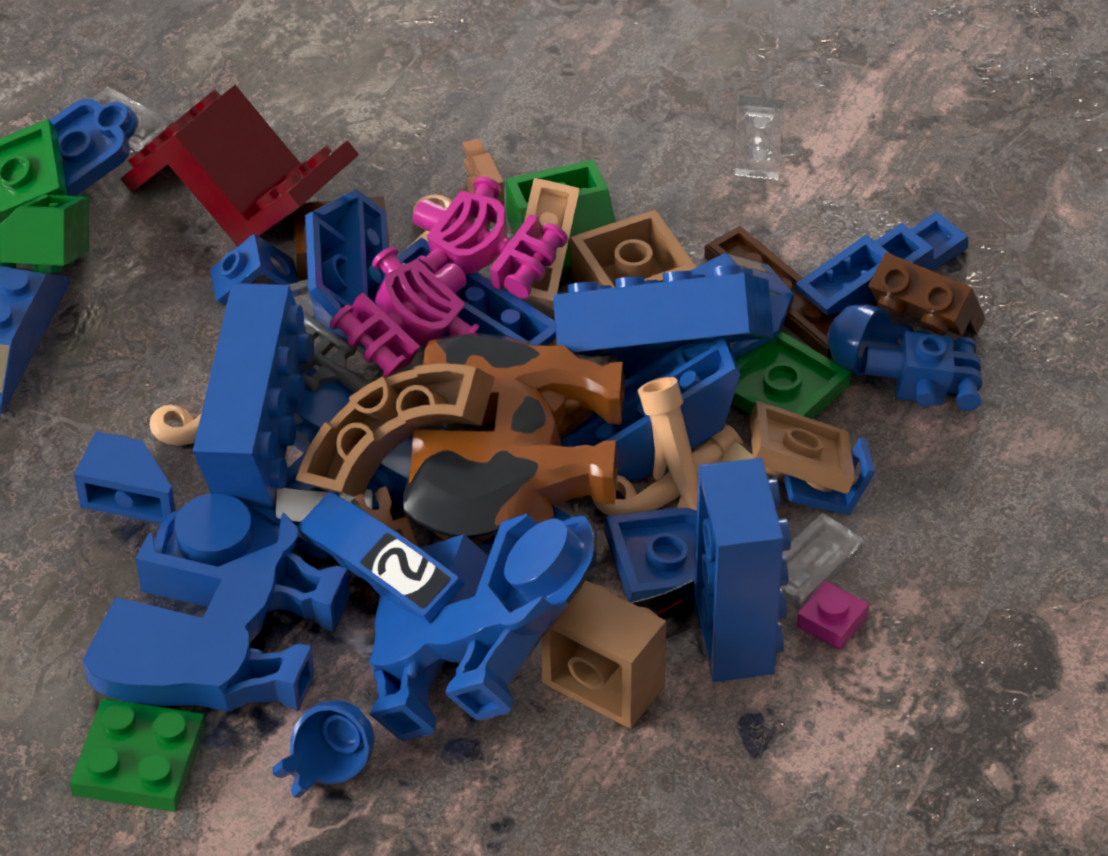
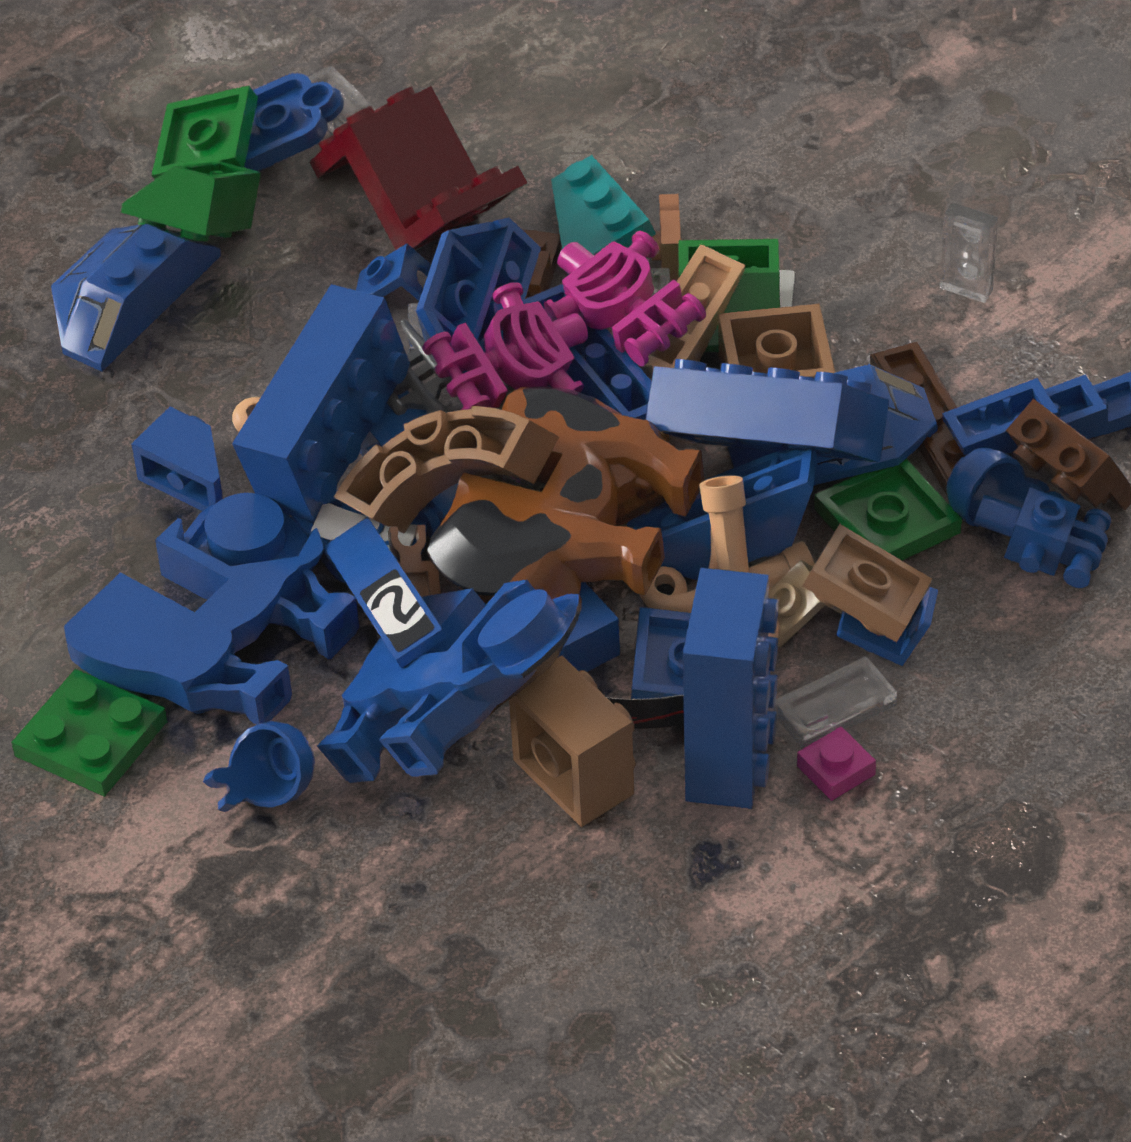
camera: 20 degrees right, 0 degrees up
(410, 171) = (595, 208): none -> teal wing

